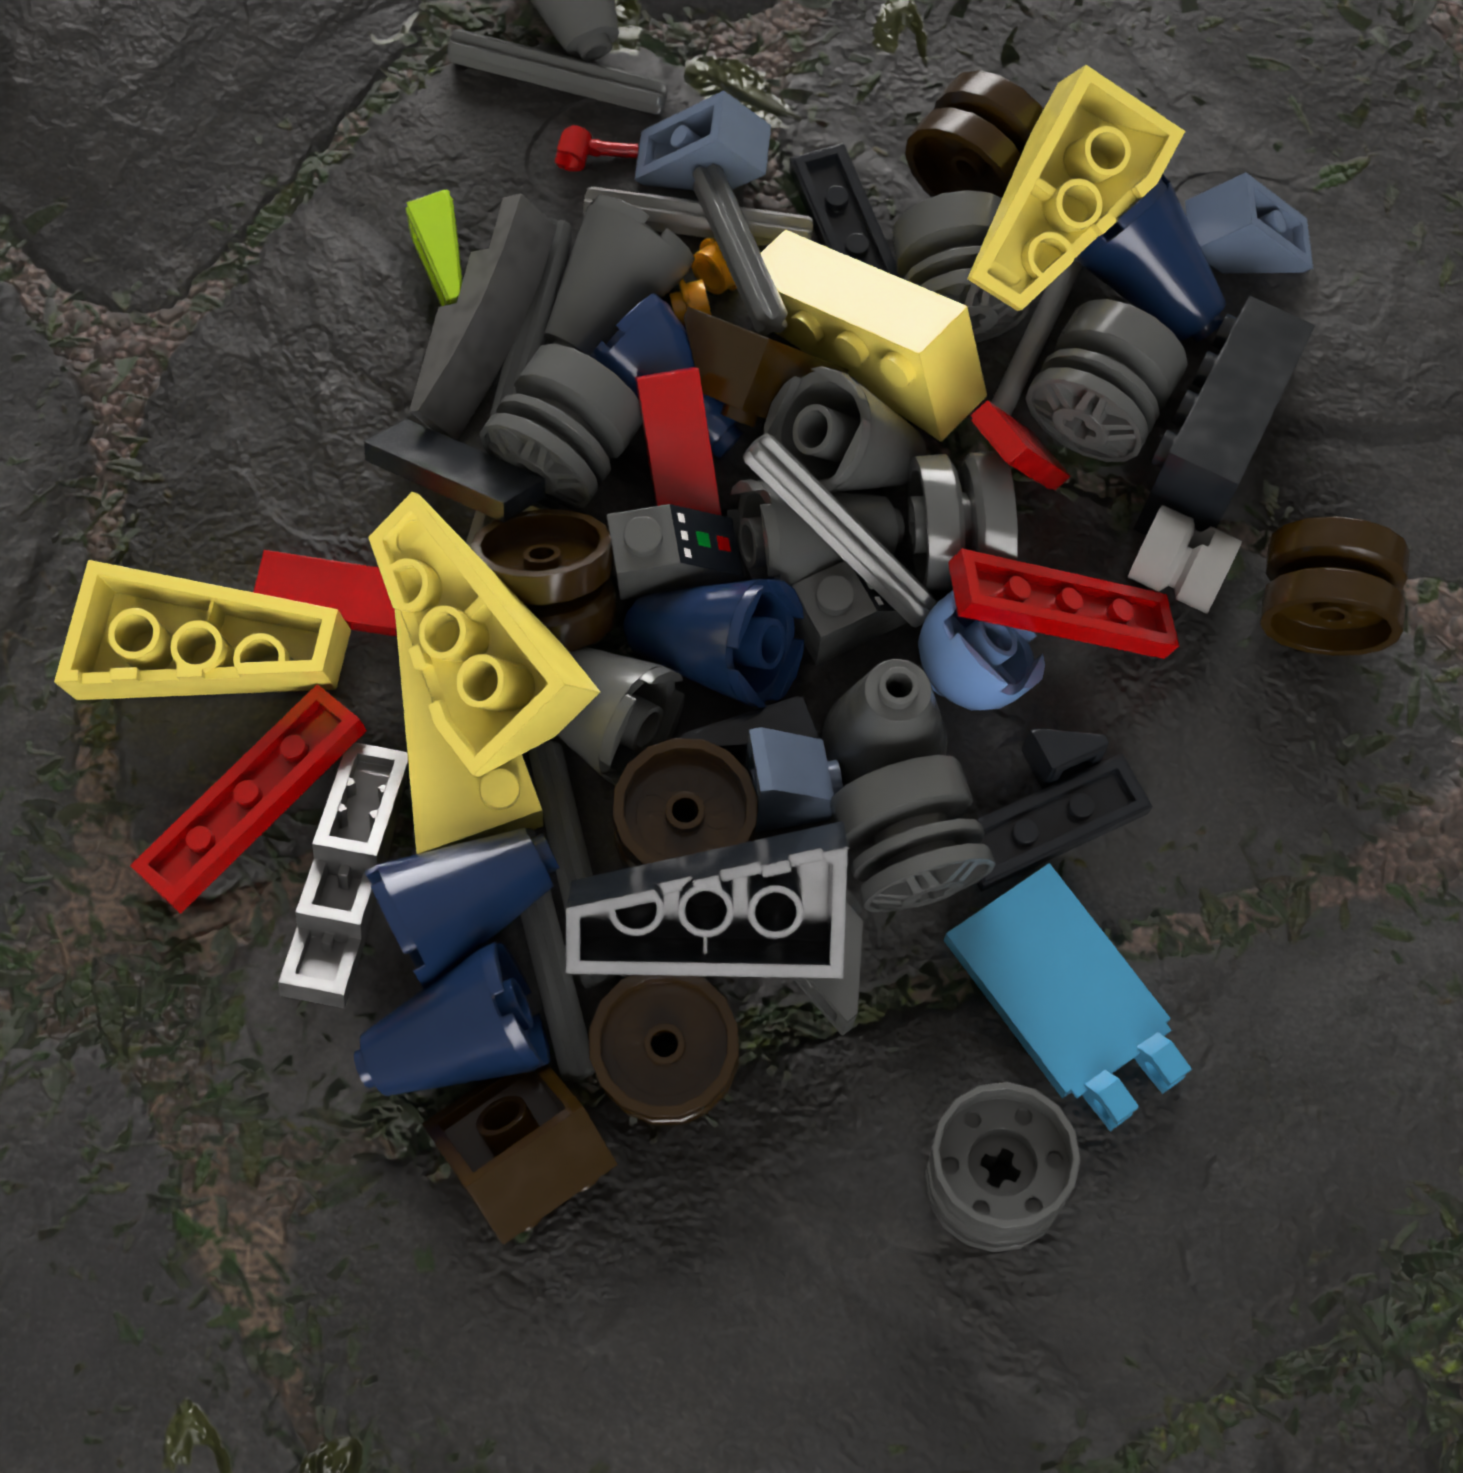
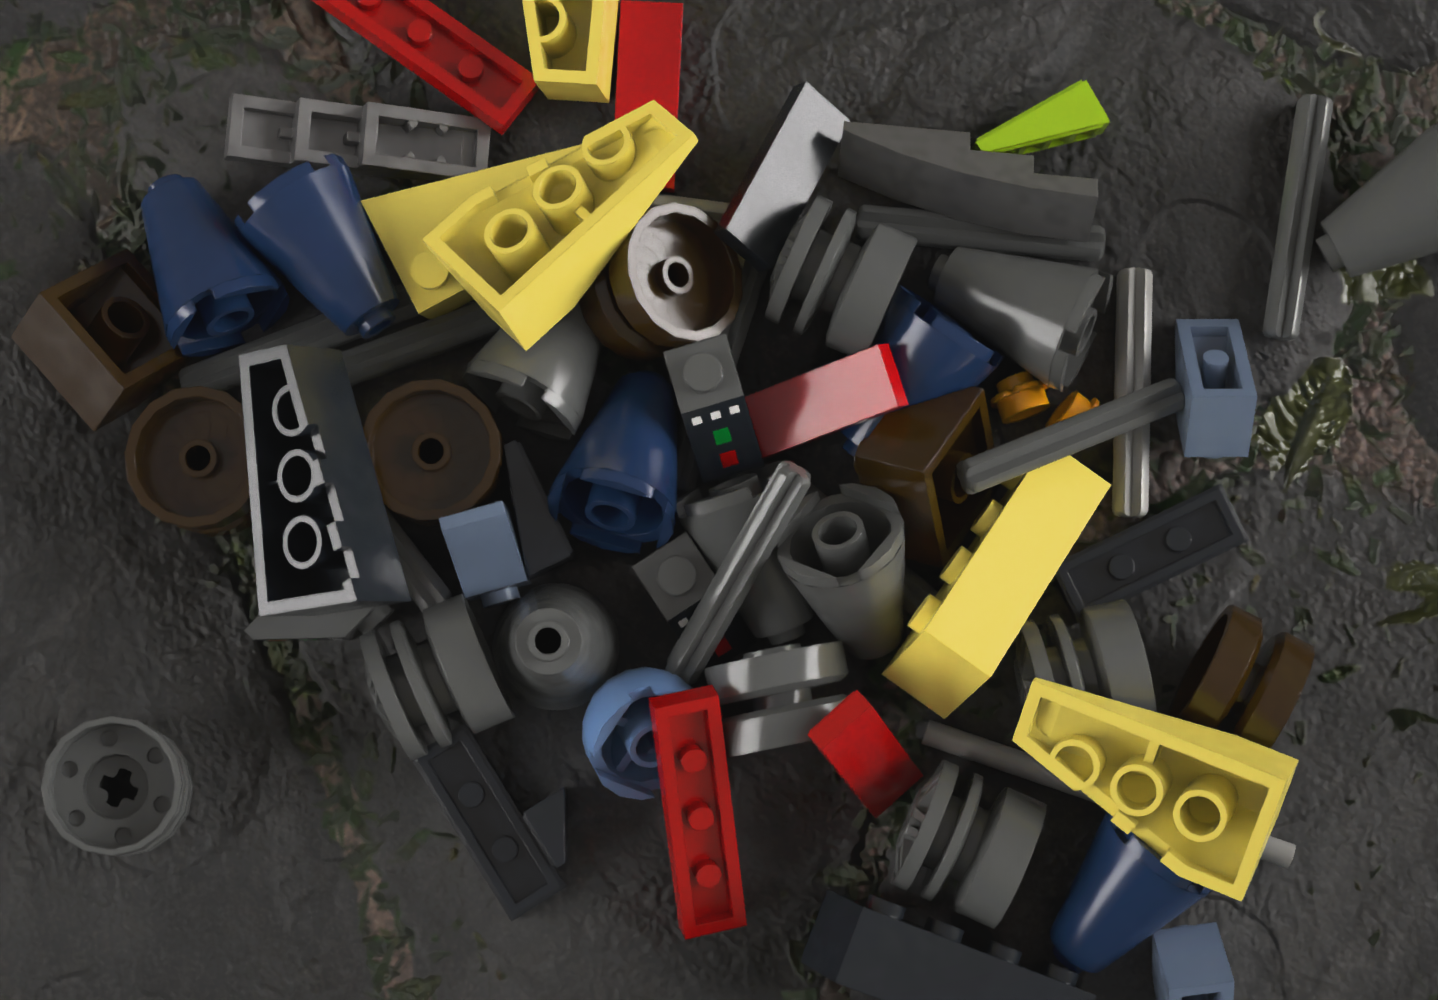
camera: 85 degrees right, 15 degrees up
(577, 144) = (1204, 249): red hand -> none
(1067, 994) = (313, 845): dark azure tile -> none
(1184, 559) = (781, 963): light grey wheel -> none

